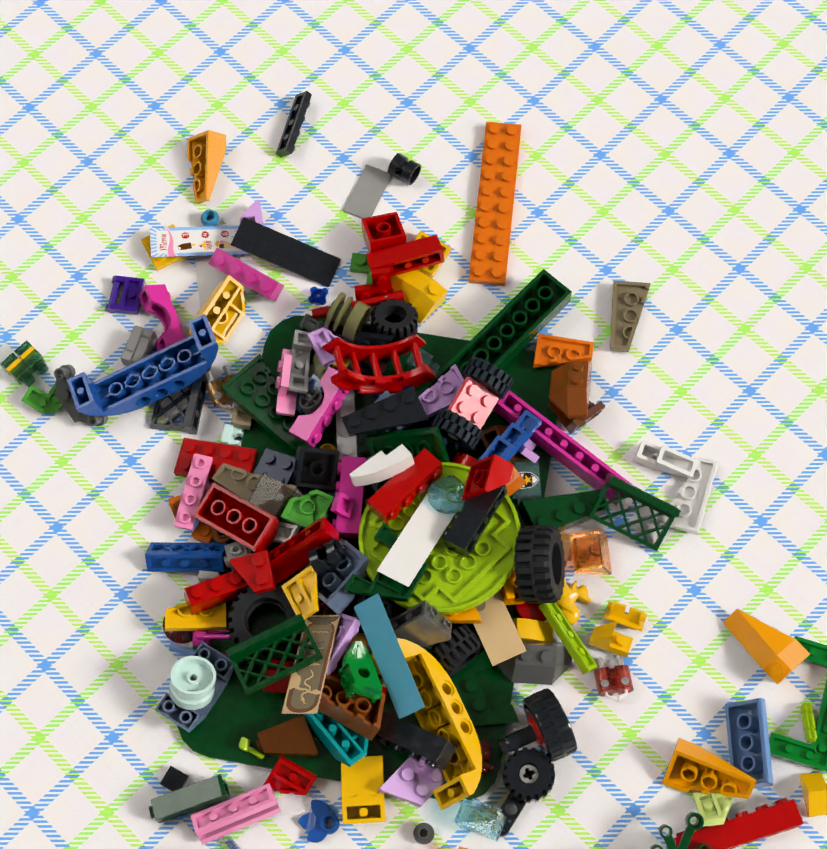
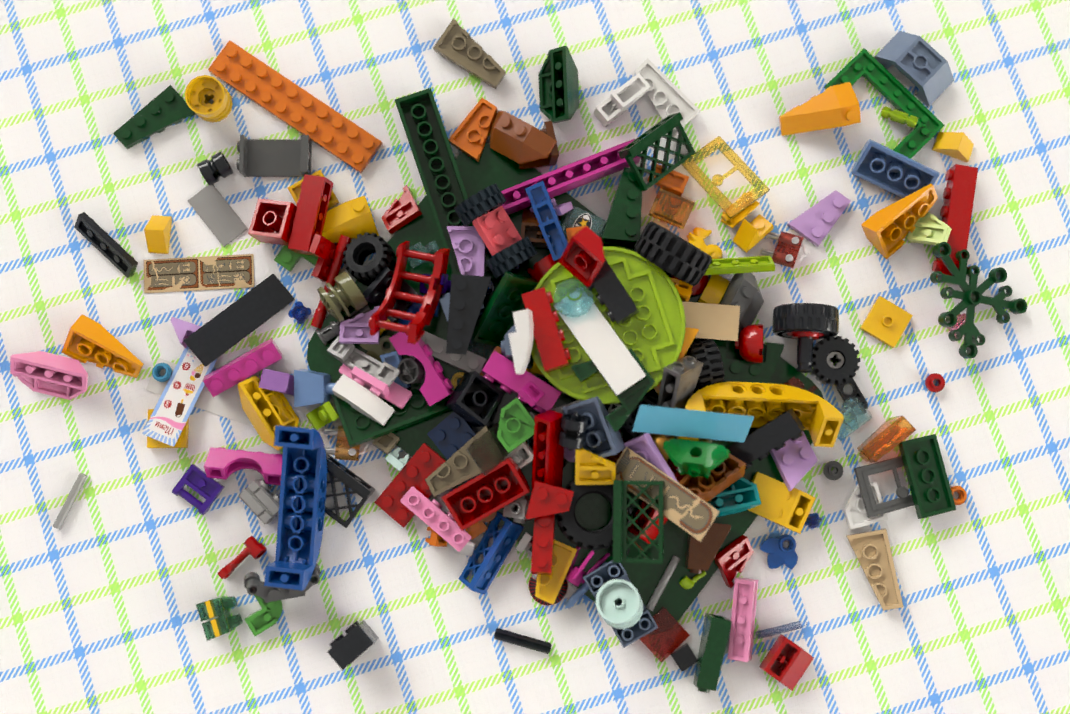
camera: 70 degrees left, 15 degrees up
(50, 479) = (350, 647): none -> black brick
(68, 207) = (69, 501): none -> light grey bar
(96, 362) = (252, 548): none -> red brick
(121, 625) = (523, 641): none -> black axle
(164, 137) = (50, 374): none -> bright pink wedge
(182, 535) = (468, 549): none -> white slope
(185, 749) = (666, 637): none -> clear red slope
(216, 722) = (662, 583): none -> light grey bar
(236, 357) = (322, 415): none -> lime bracket
(248, 309) = (277, 381): none -> medium lavender slope
(257, 336) = (311, 387): none -> medium blue torso
(266, 378) = (362, 400): none -> white slope
(309, 204) = (198, 273): none -> sticker
(325, 156) = (158, 234): none -> yellow slope
(364, 836) = (813, 520): none -> clear blue plate
(428, 107) = (157, 115): none -> dark green wing
(441, 209) = (274, 157): none -> dark grey panel
(452, 329) = (401, 211): none -> wing
(459, 133) = (201, 91): none -> yellow wheel
(501, 687) = (751, 343): none -> red cylinder
(598, 814) = (886, 322): none -> yellow plate
(617, 541) = (673, 181): none -> orange plate
(632, 576) = (717, 180): none -> clear yellow door
(644, 400) = (558, 85): none -> dark green wedge
(664, 699) = (820, 218): none -> lavender wing

